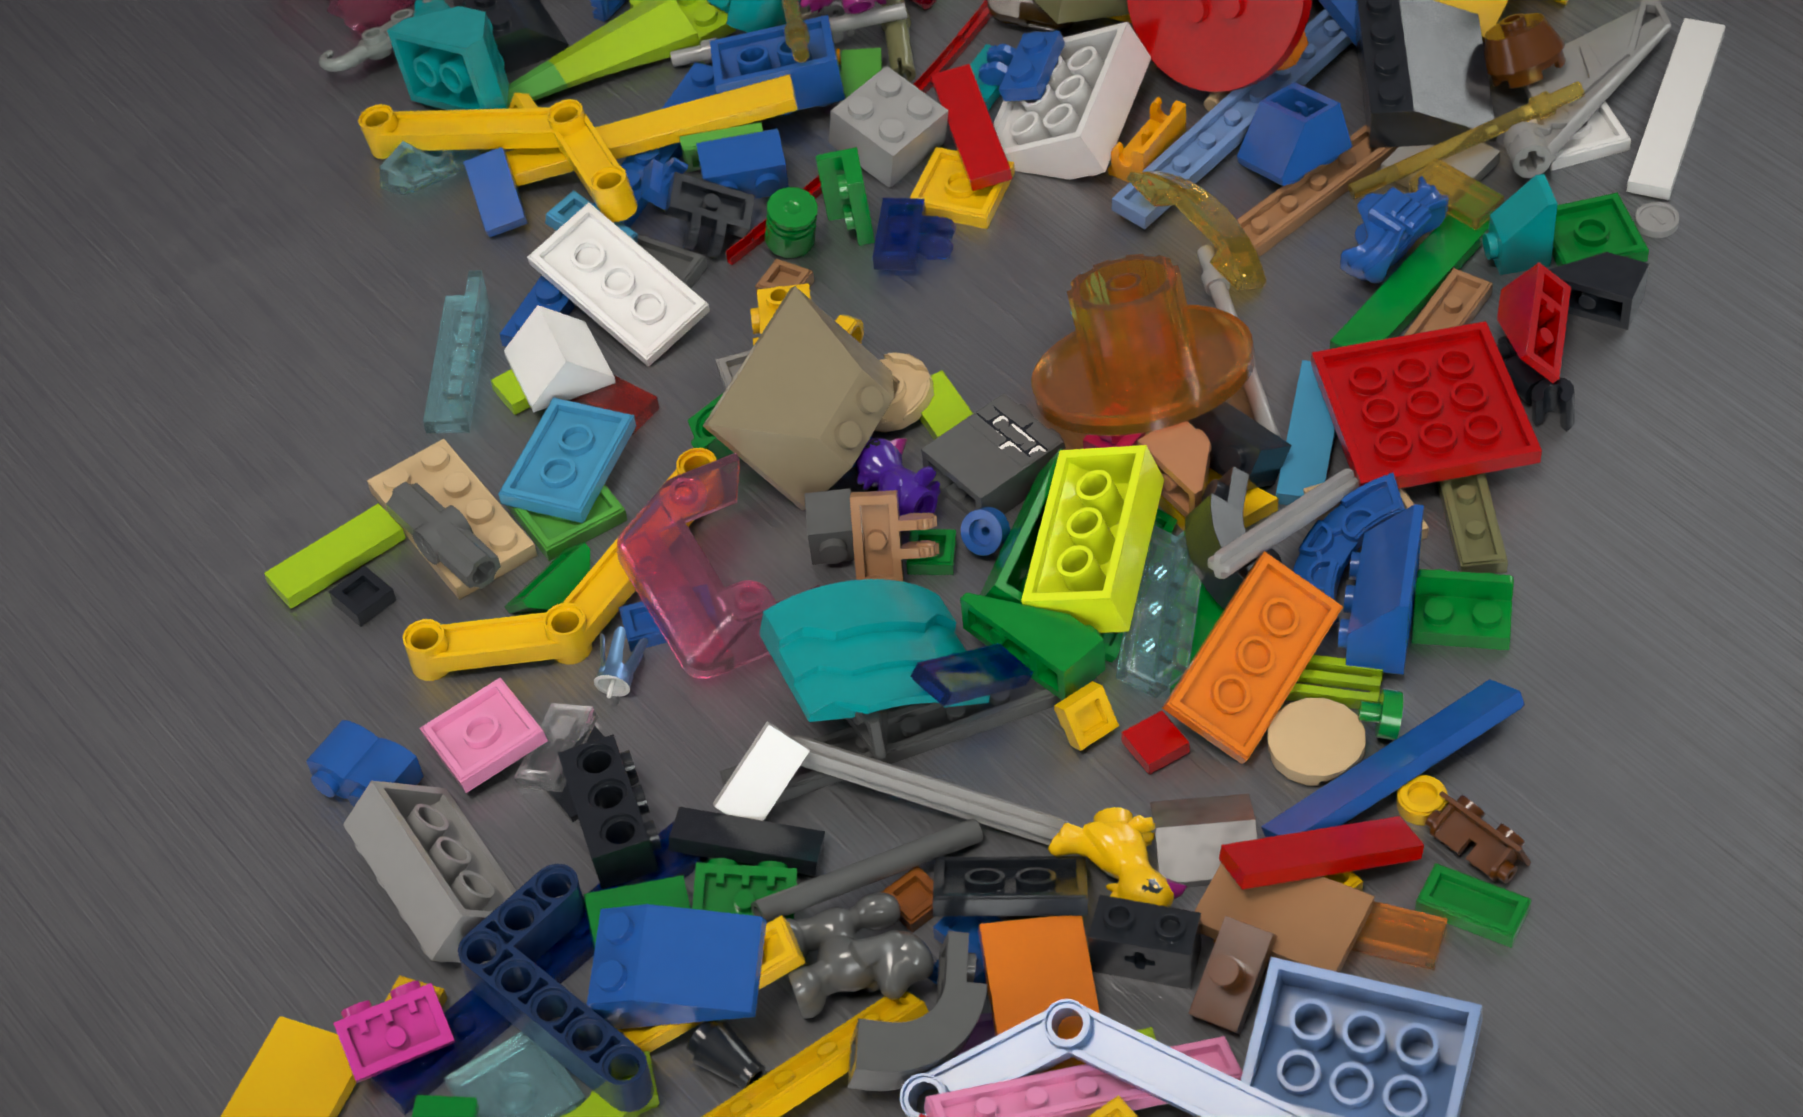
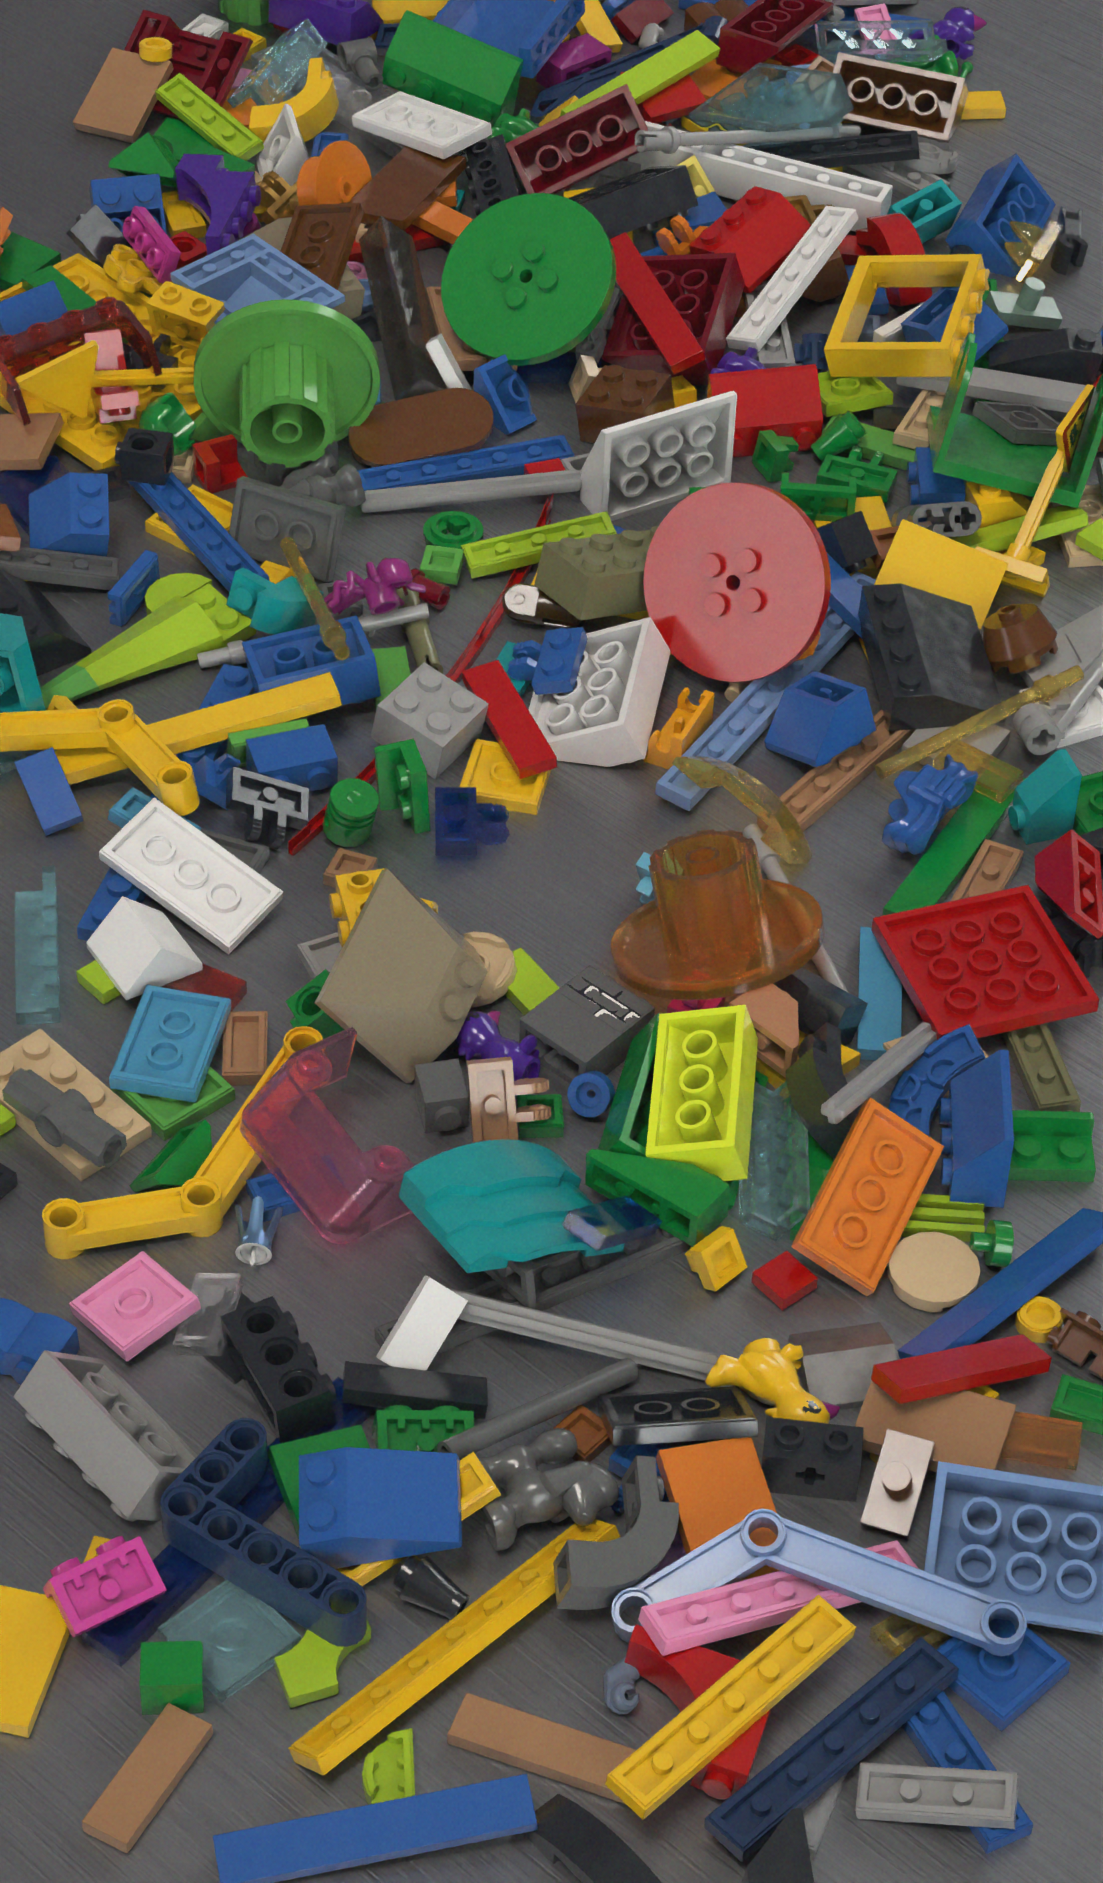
camera: 15 degrees left, 5 degrees down
(644, 465) = (245, 1047): none -> medium nougat tile

